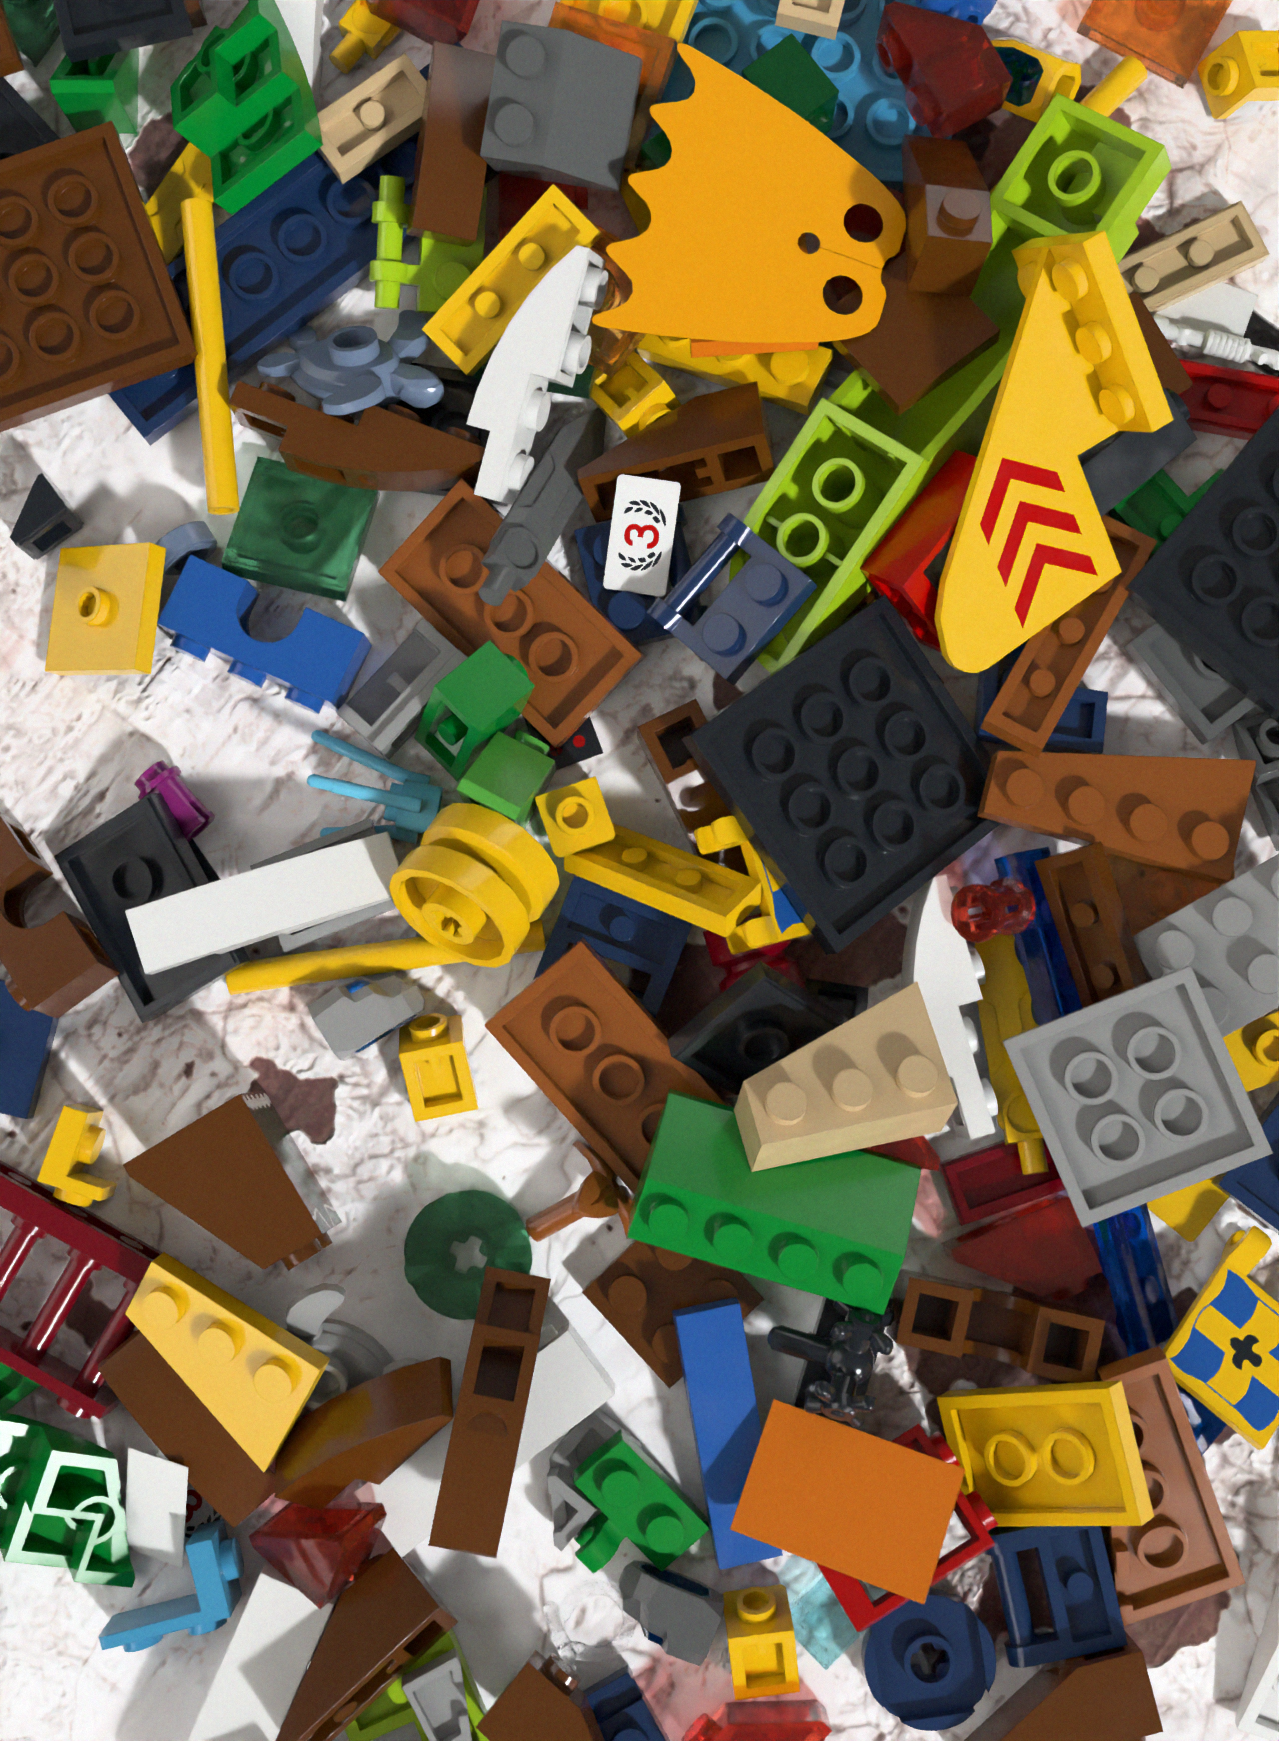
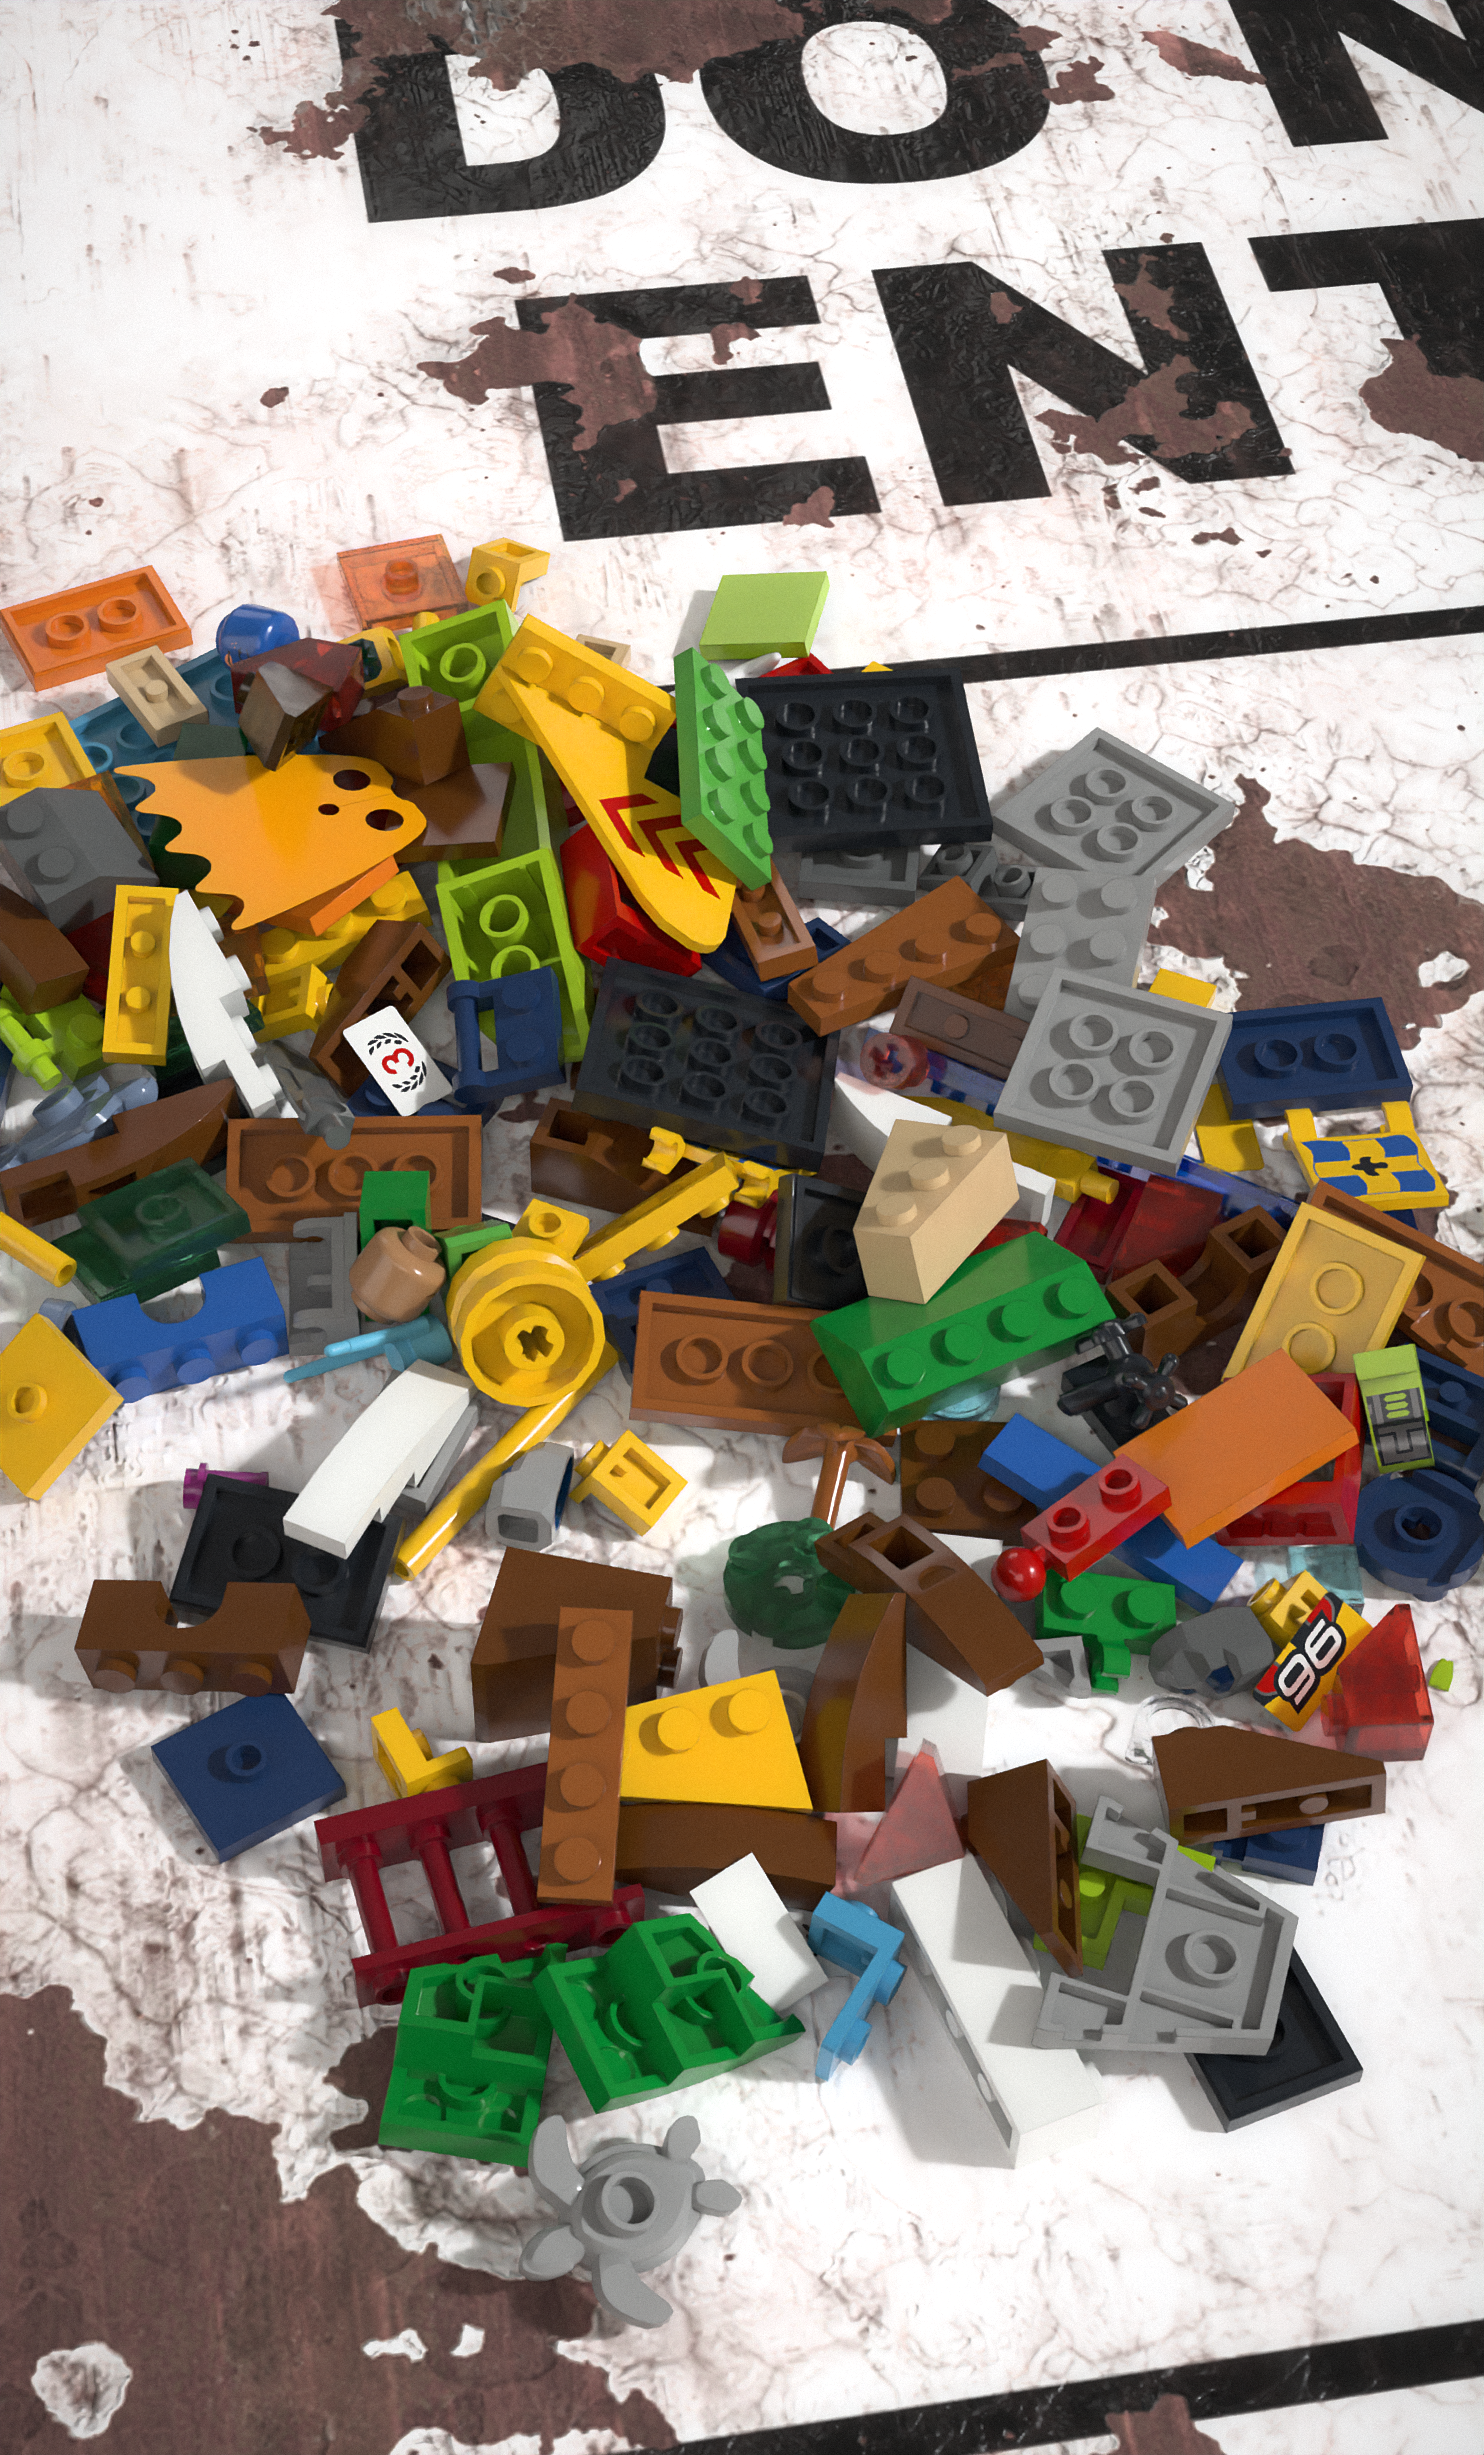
camera: 45 degrees left, 35 degrees down
(133, 1307) = (585, 1757): none -> dark orange plate
(323, 535) = (163, 1220): none -> clear green plate
(422, 758) = (397, 1275): none -> medium nougat head
(670, 1448) = (1080, 1528): none -> red plate
(728, 1689) = (1310, 1661): none -> sticker
(863, 104) = (281, 712): none -> dark brown slope
(1008, 1575) = (1395, 1408): none -> leg
(1146, 507) = (722, 768): none -> bright green plate

